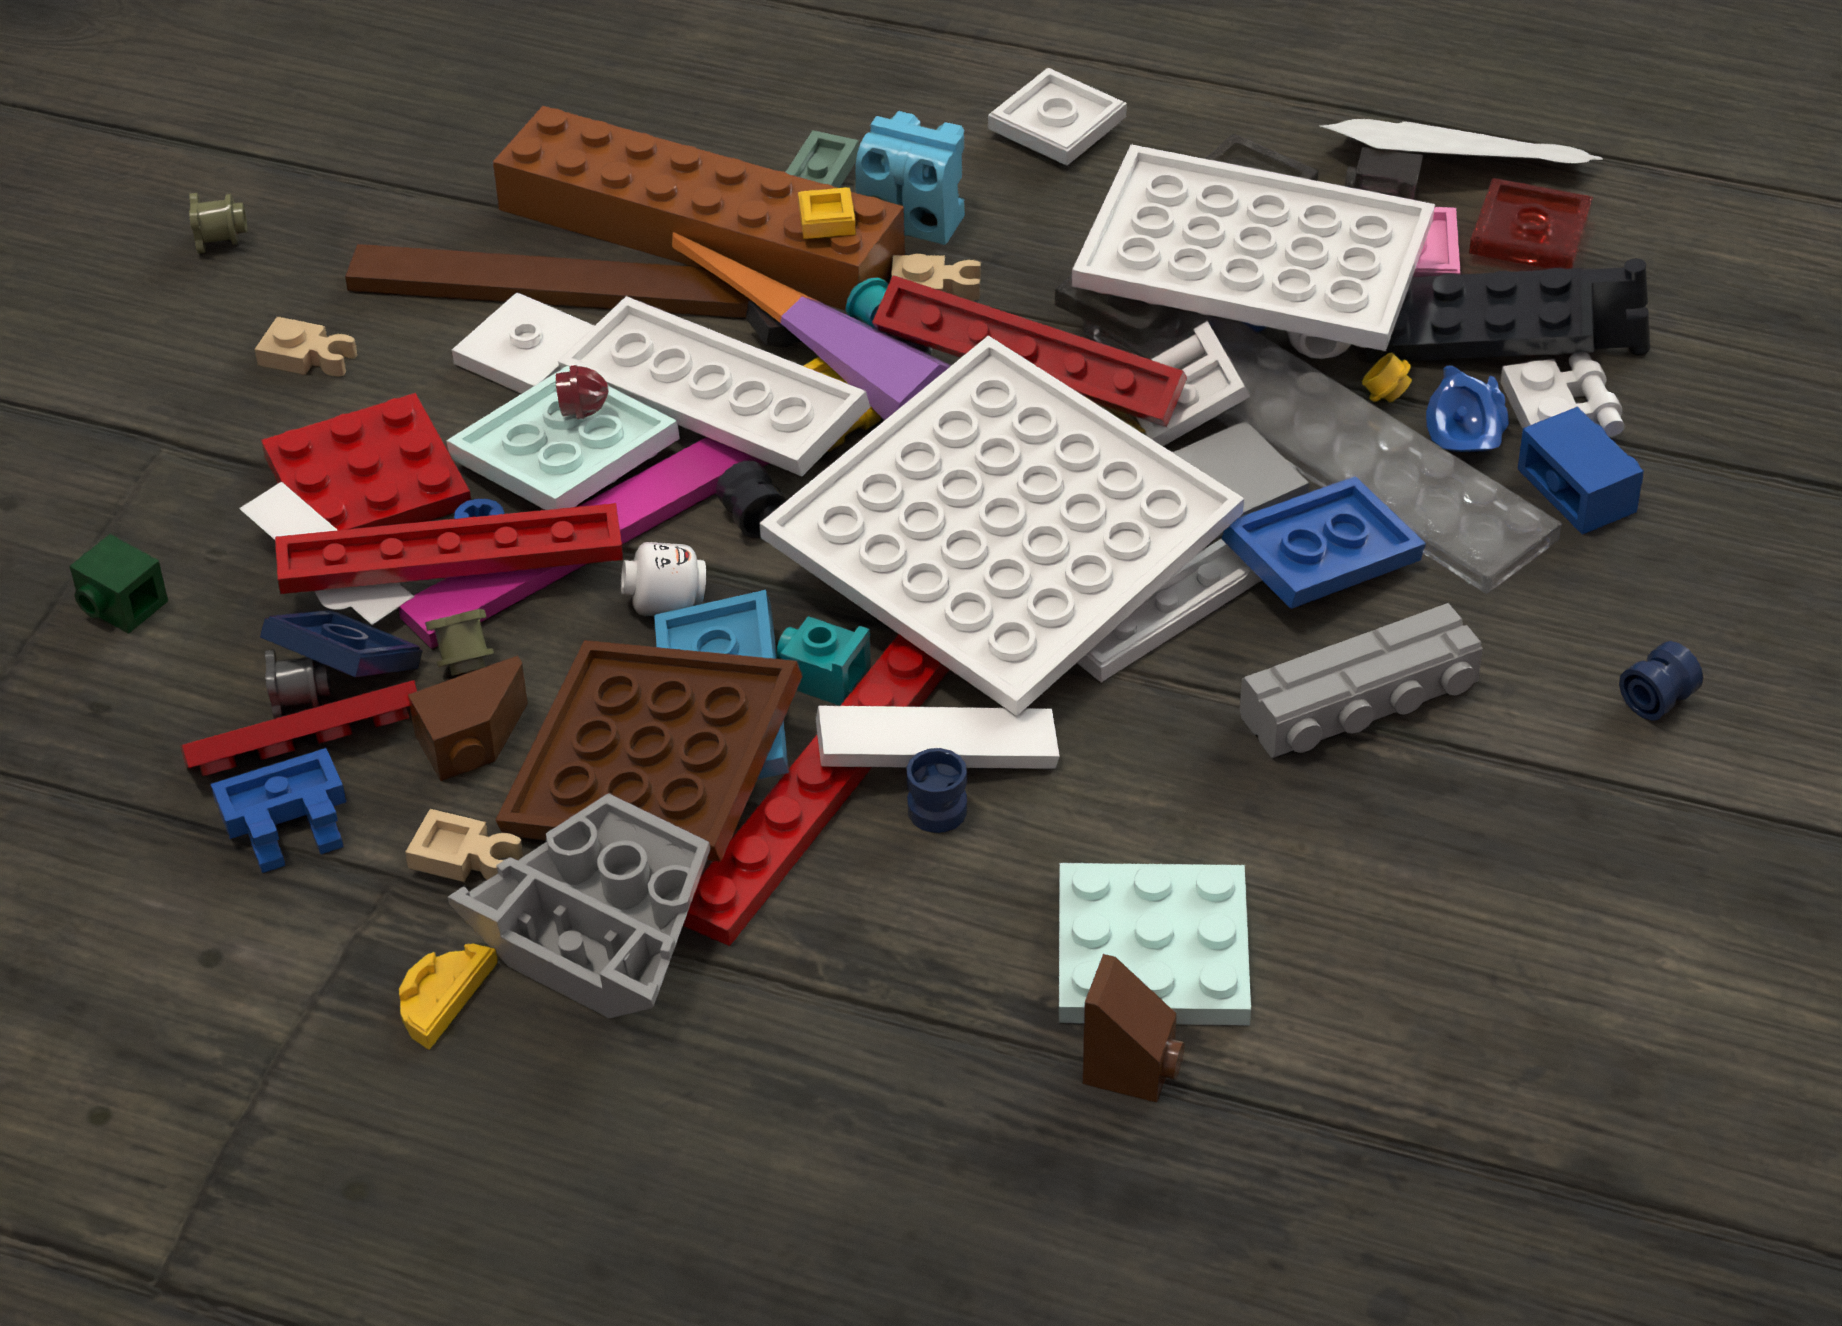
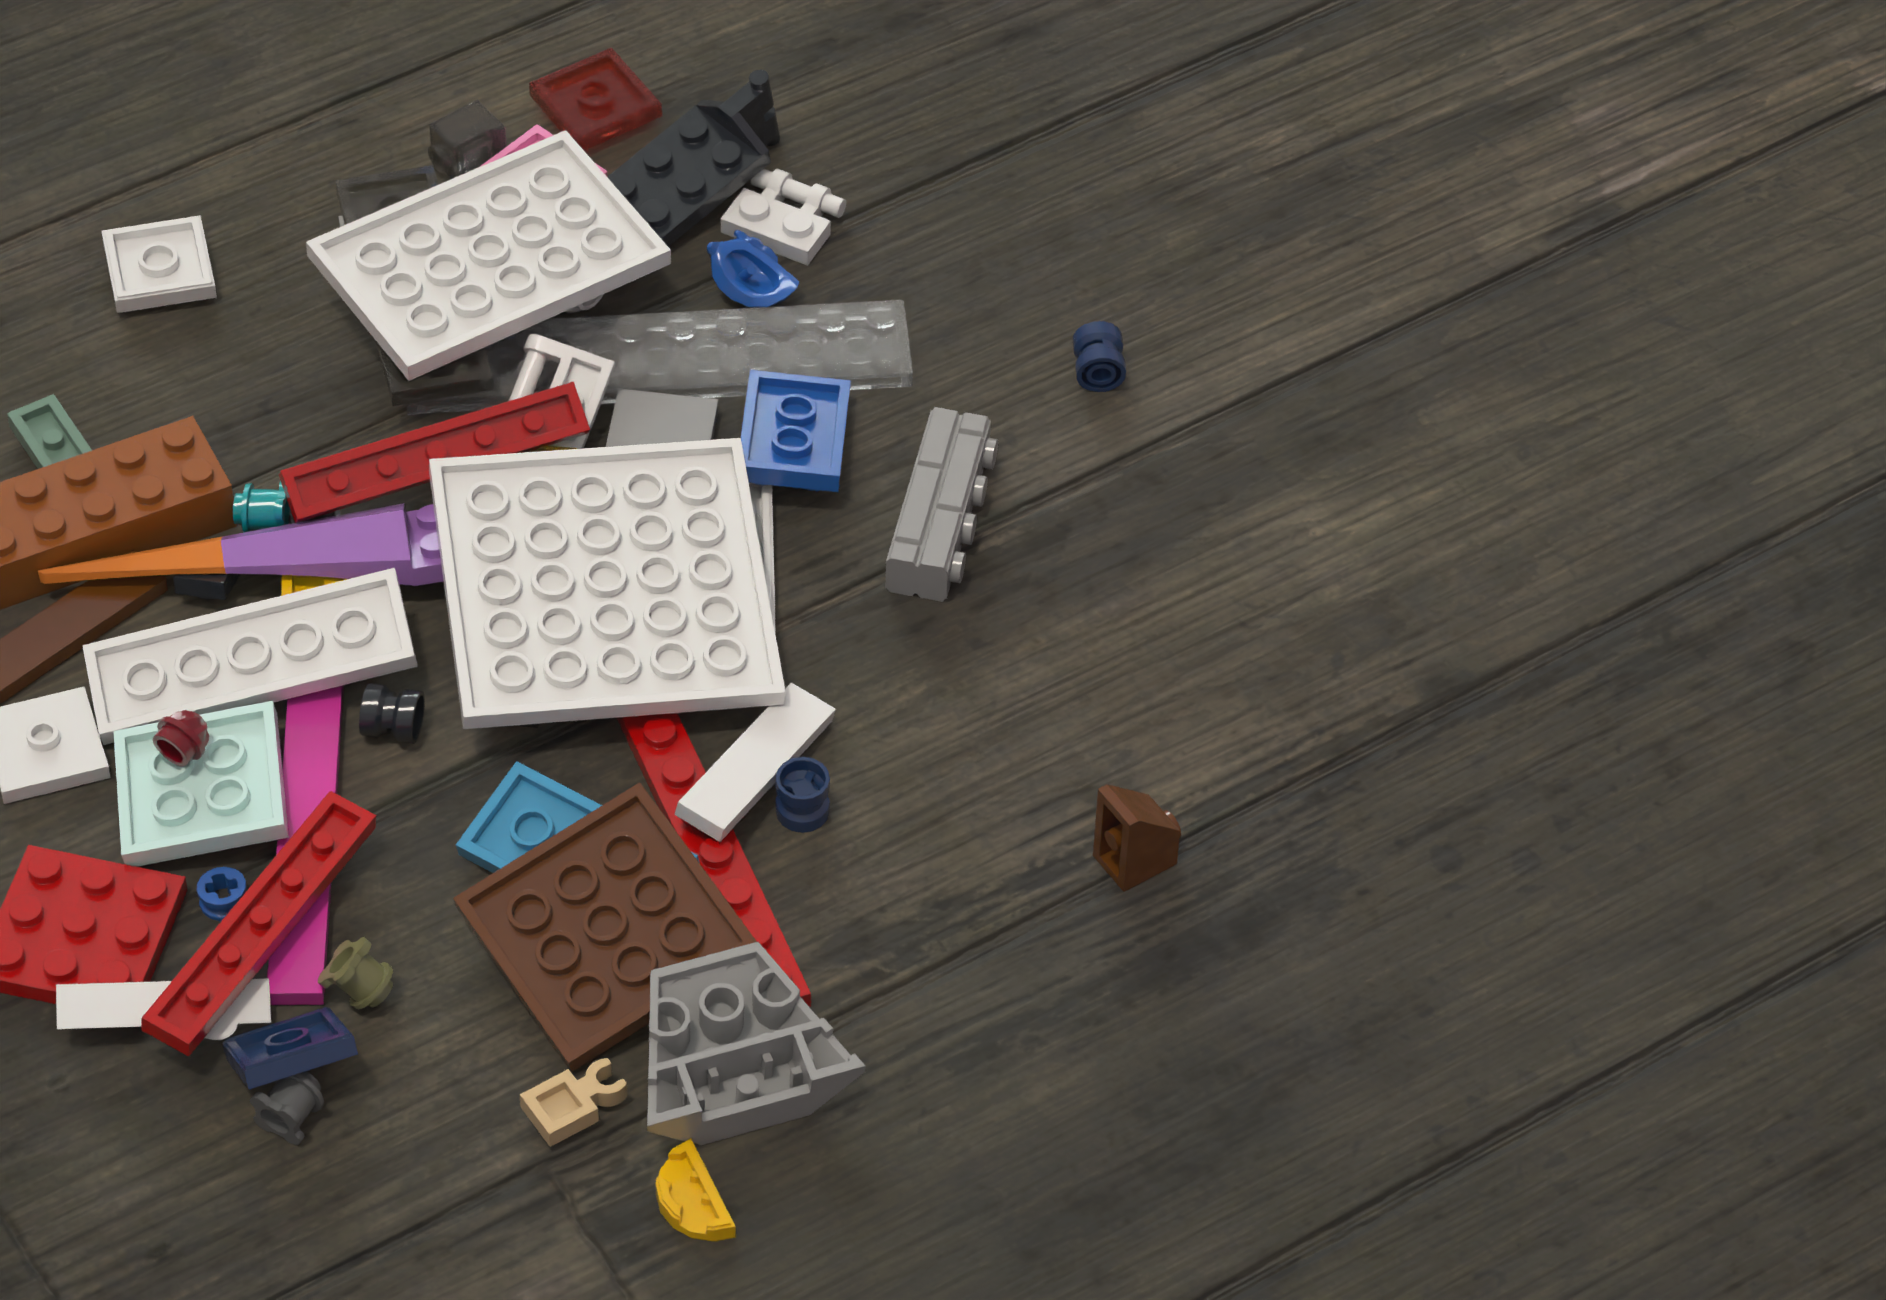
camera: 55 degrees left, 5 degrees up
(118, 584) = (47, 1157): dark green brick -> none
(276, 735) = (338, 1128): red plate -> none
(280, 793) = (399, 1177): blue plate -> none
(469, 716) = (445, 1022): reddish brown slope -> none
(663, 578) = (425, 814): white head -> none
(826, 213) = (164, 462): yellow tile -> none
(828, 658) = (605, 769): teal brick -> none
(914, 170) = (151, 382): medium azure hips -> none
(957, 279) = (258, 459): tan plate -> none
(1168, 925) = (1041, 772): light aqua plate -> none
(1387, 378) = (665, 286): yellow plate -> none
(1432, 139) = (456, 80): white sticker -> none
(1580, 470) = (868, 253): blue brick -> none

